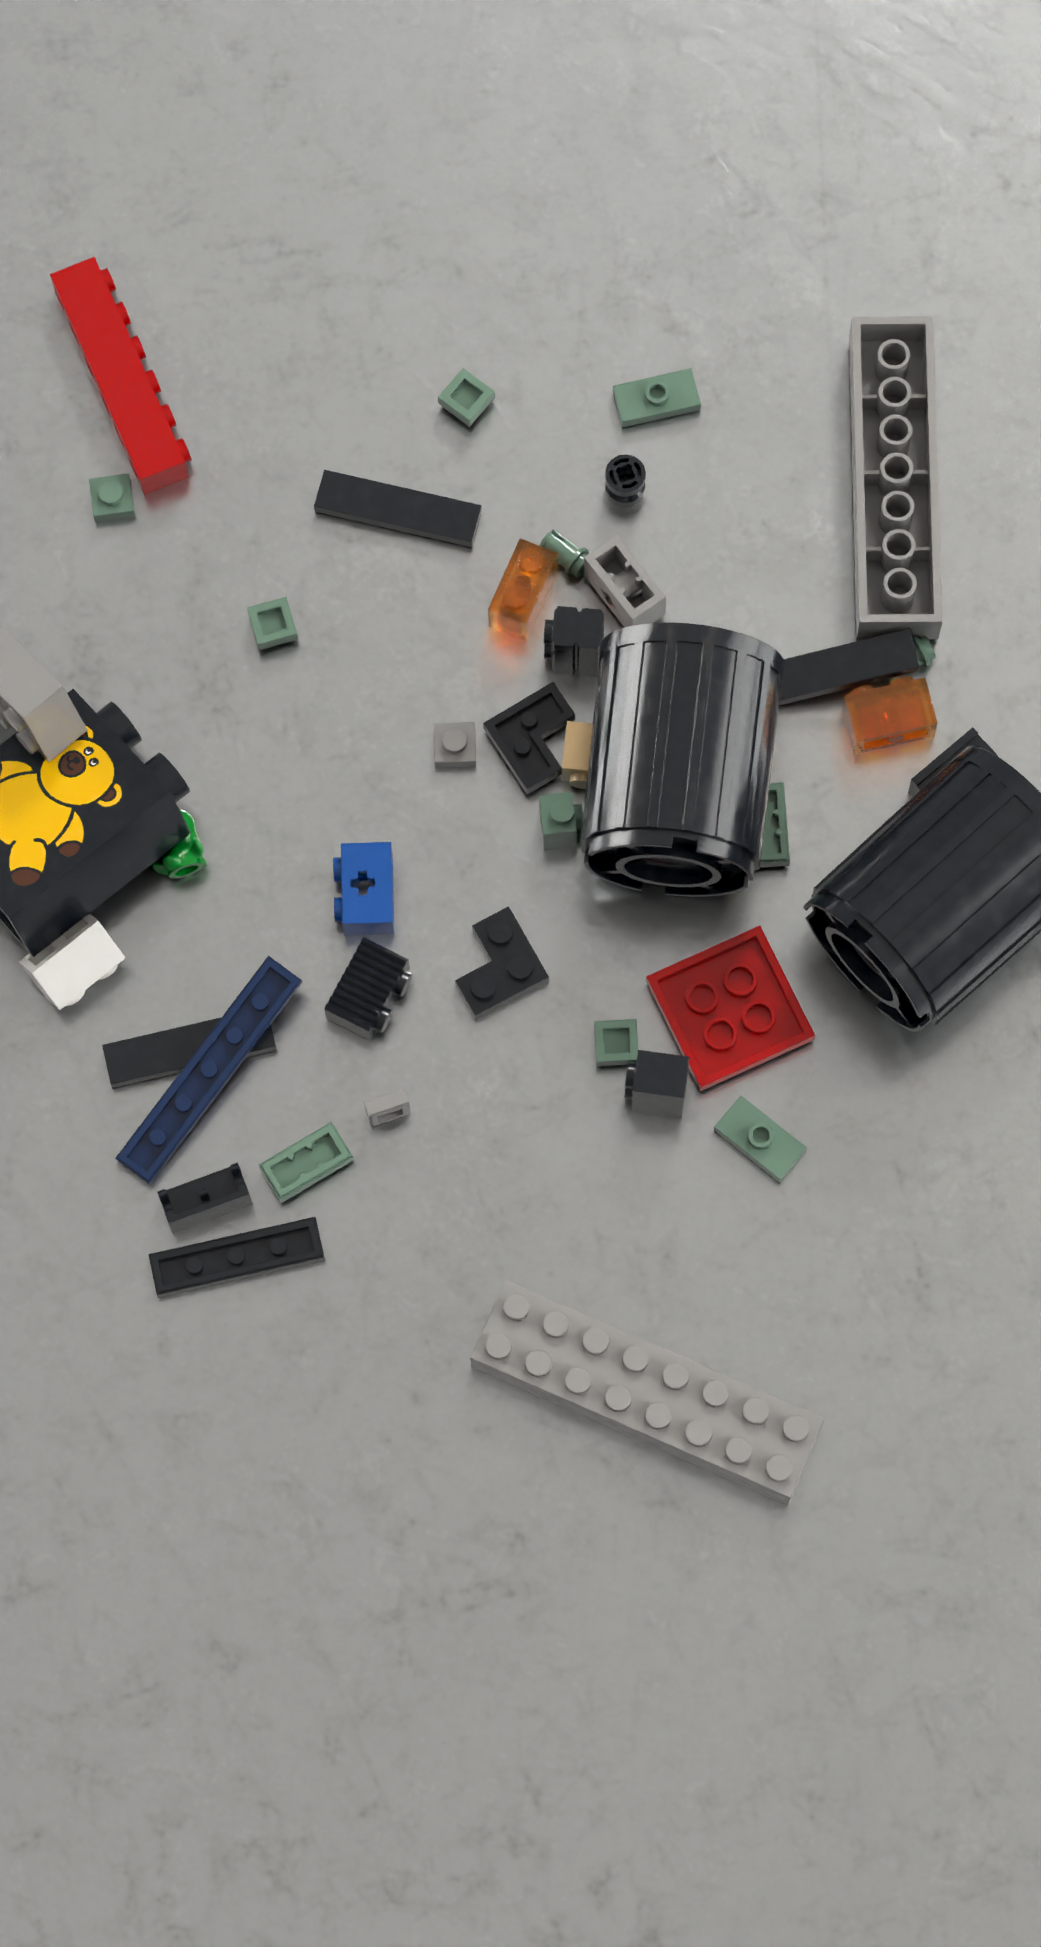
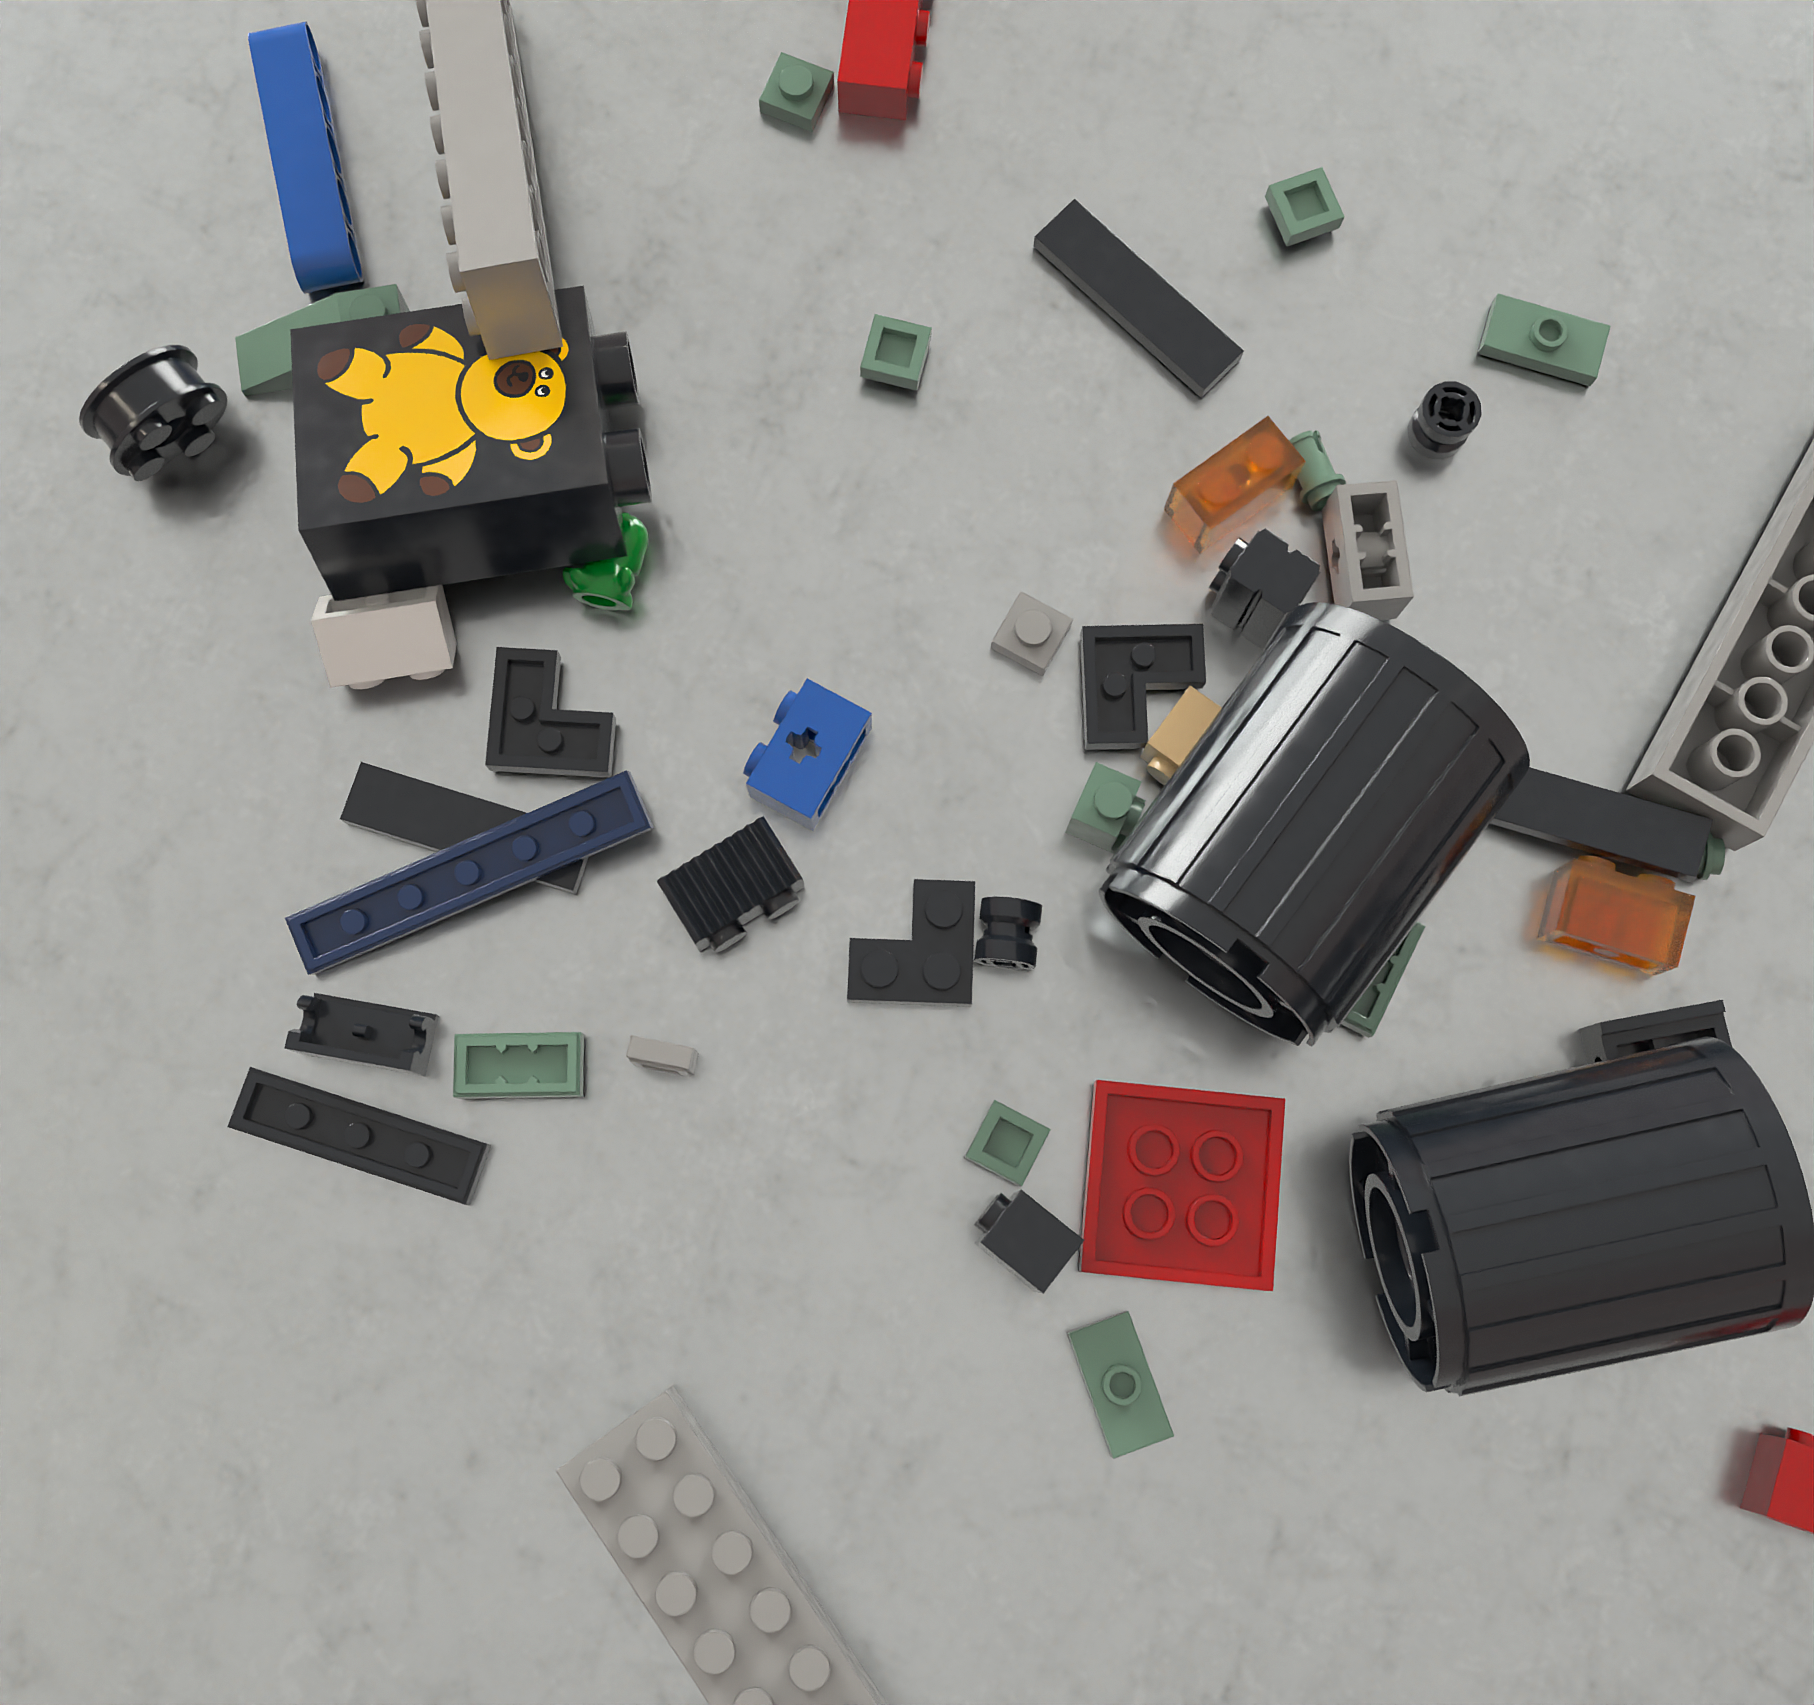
camera: 25 degrees right, 5 degrees up
(195, 970) = (530, 732): none -> black plate
(545, 923) = (1008, 937): none -> black wheel

